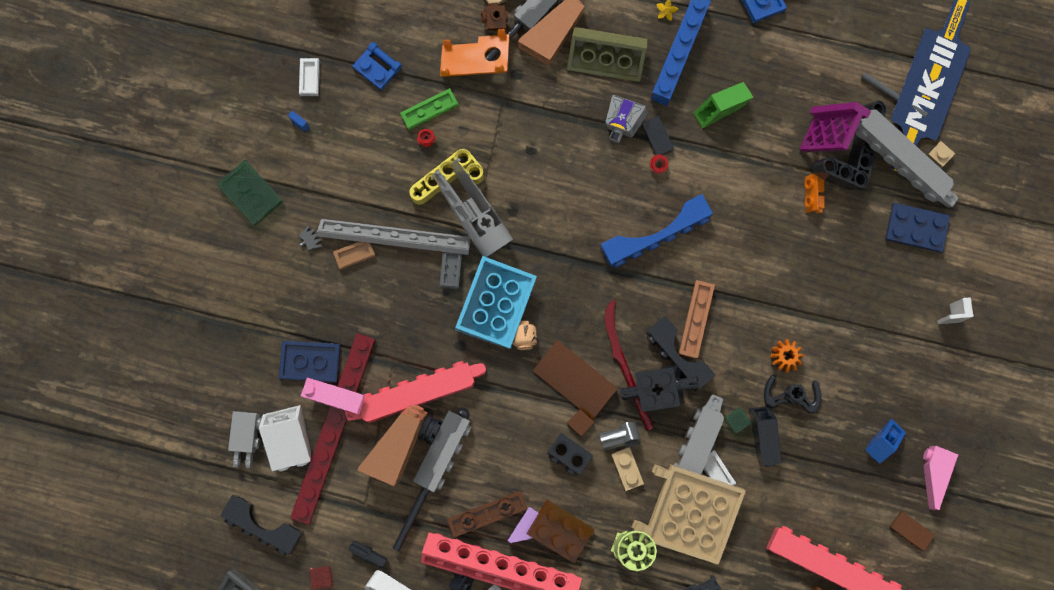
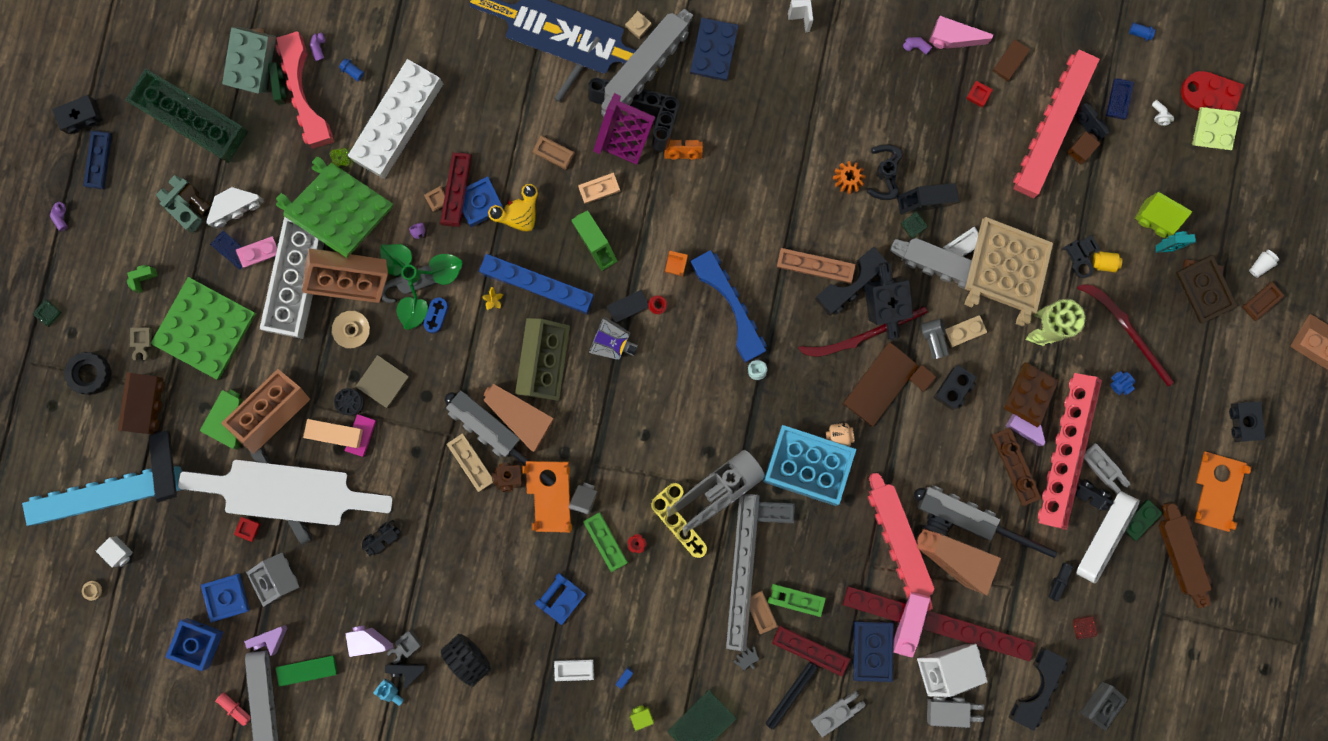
camera: 90 degrees left, 5 degrees up
(250, 322) = (836, 714): none -> light grey hinge
(260, 136) = (641, 717): none -> lime plate
(271, 279) = (791, 695): none -> black axle
(314, 300) = (810, 650): none -> dark red tile
(363, 288) = (797, 600): none -> bright green plate
(469, 84) = (583, 498): none -> light grey slope
(592, 258) = (757, 369): none -> light aqua tile
(699, 183) = (676, 263): none -> orange panel
(750, 35) = (518, 213): none -> yellow head
(775, 111) = (599, 188): none -> light nougat plate
(810, 70) = (553, 152): none -> medium nougat tile
(875, 494) = (979, 94): none -> red plate
(885, 441) = (928, 83): blue slope -> none
(929, 432) = (917, 42): none -> medium lavender arm

